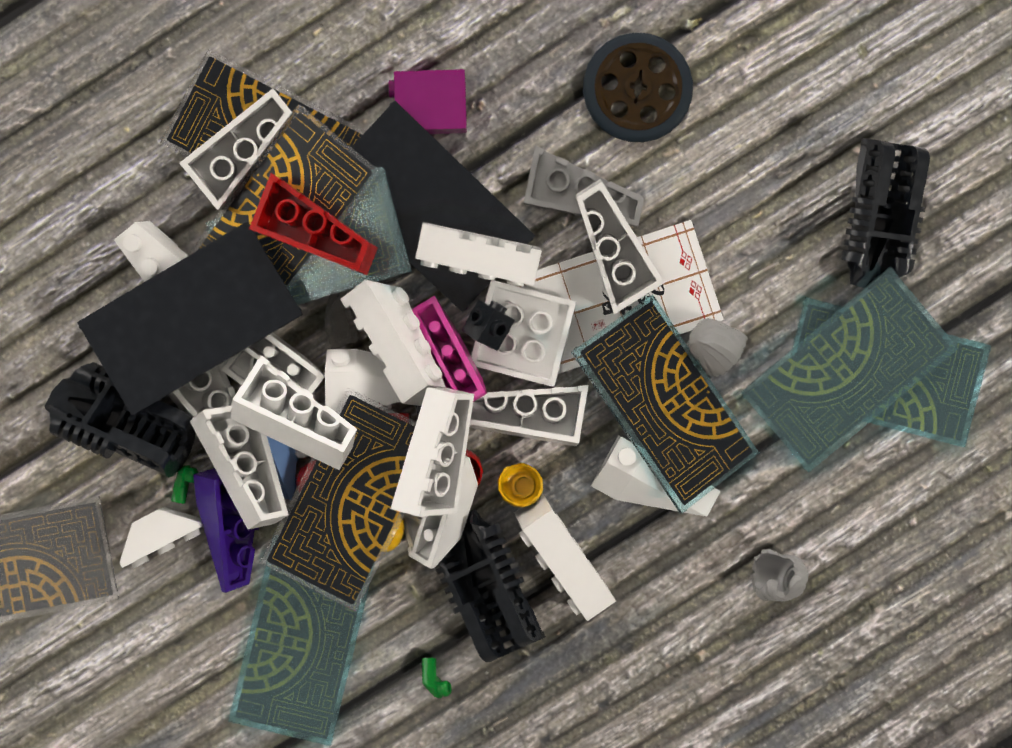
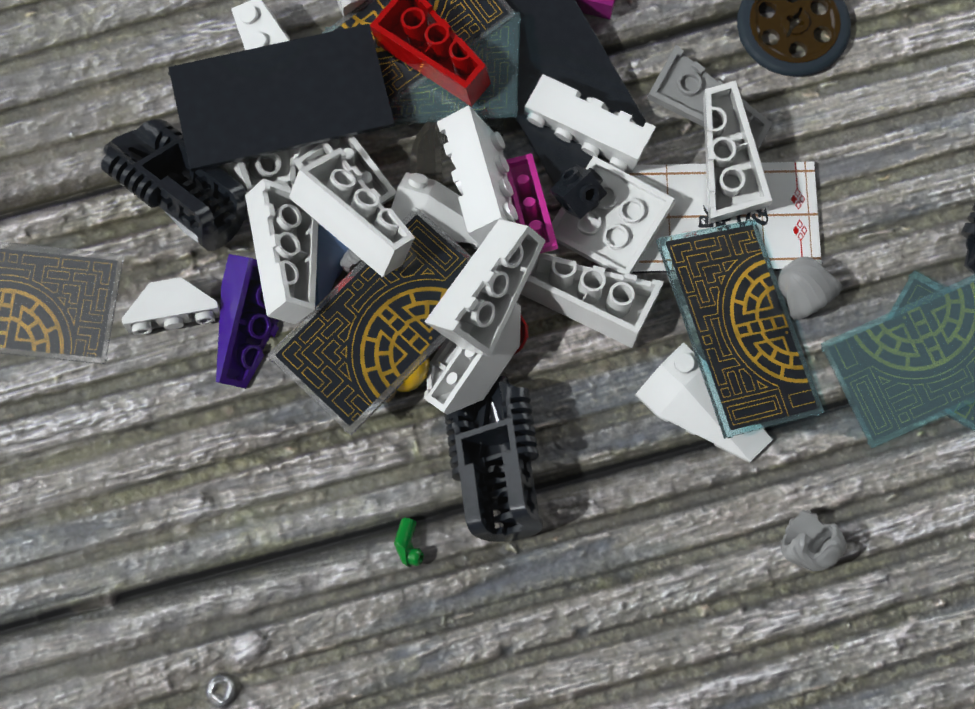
camera: 20 degrees right, 15 degrees down
(181, 483) = (213, 265): green arm -> none
(295, 661) = (271, 477): clear light blue piece -> none
(520, 485) = (562, 367): yellow hair -> none
(564, 558) = (588, 455): white wedge -> none

